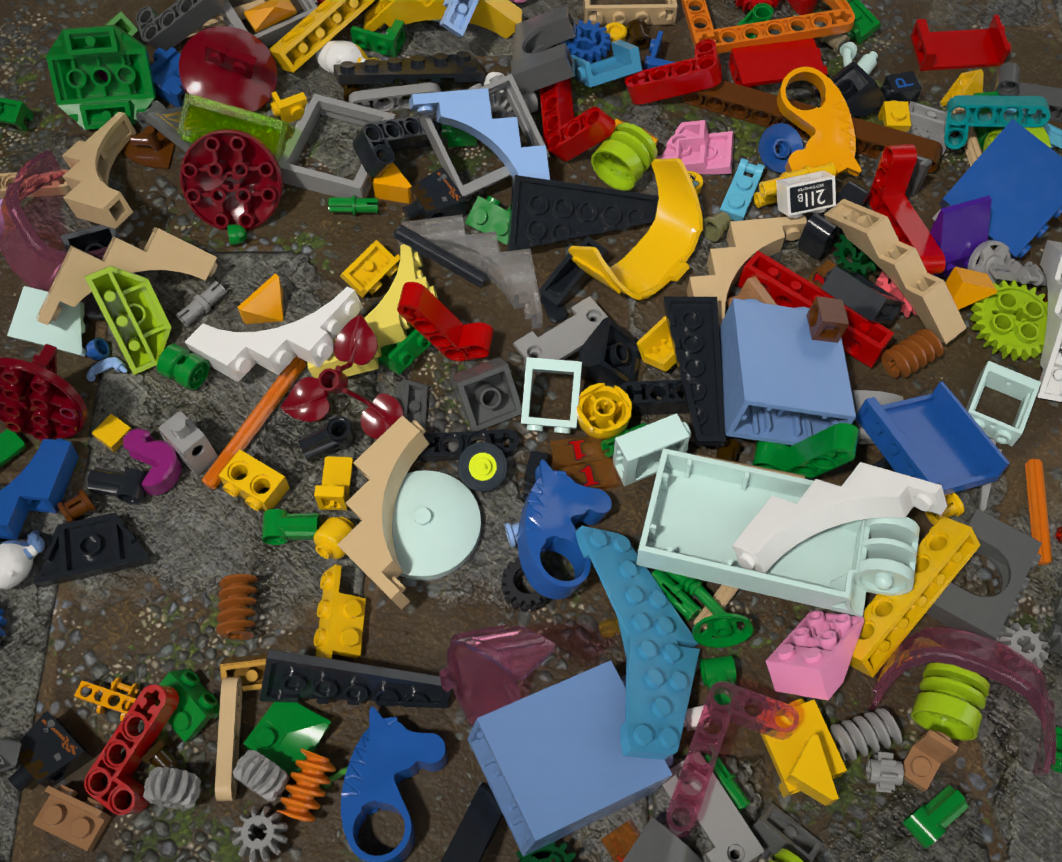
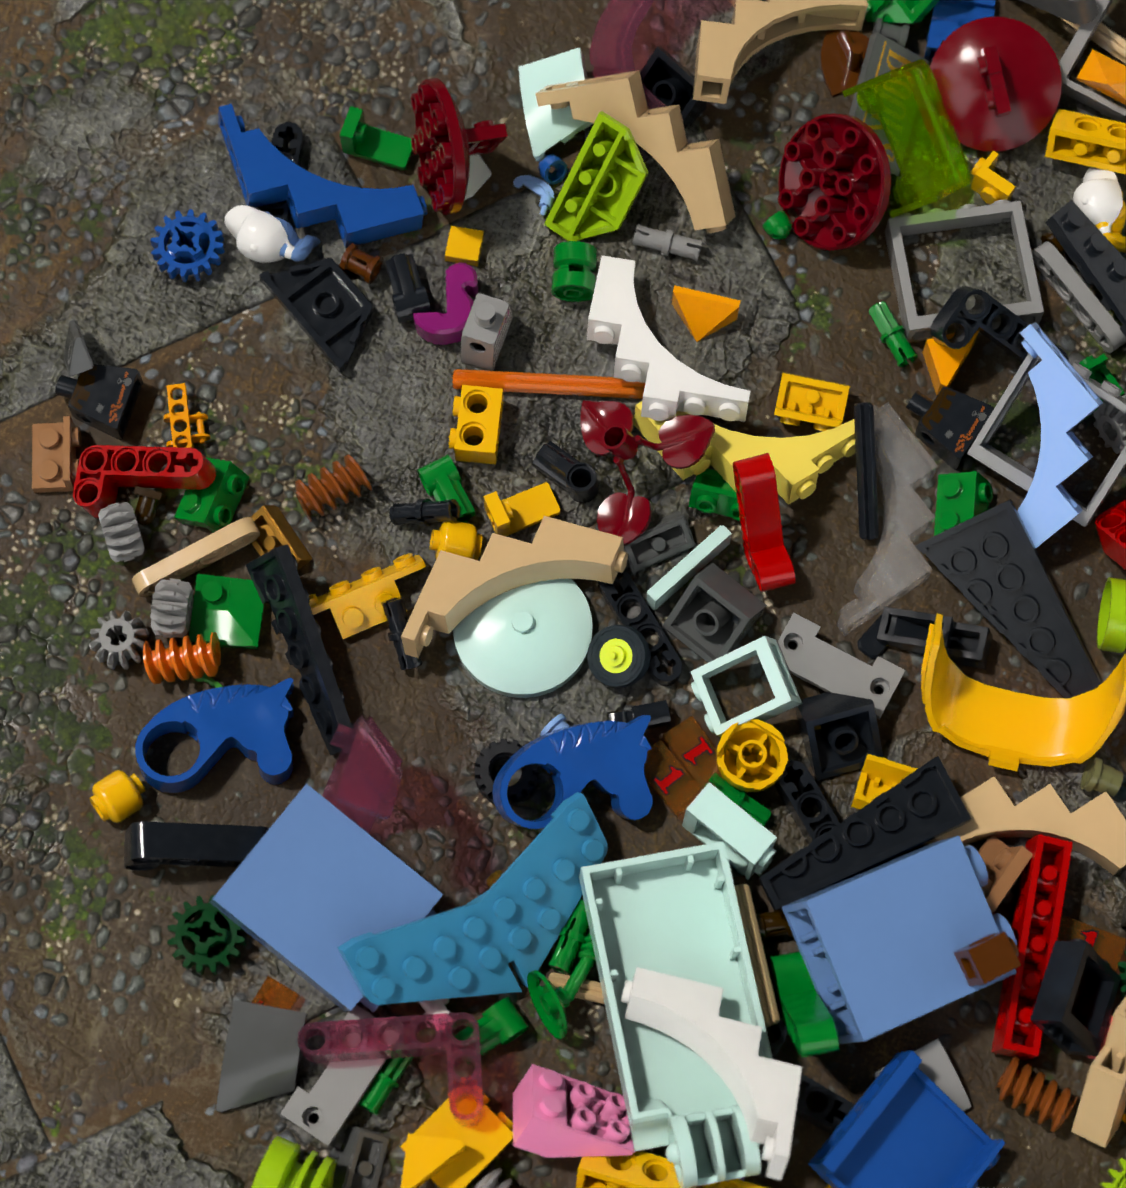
camera: 65 degrees right, 10 degrees up
(298, 547) = (424, 512): none -> black pin
(381, 607) = (397, 620): none -> black pin
(442, 393) = (688, 567): none -> light aqua tile

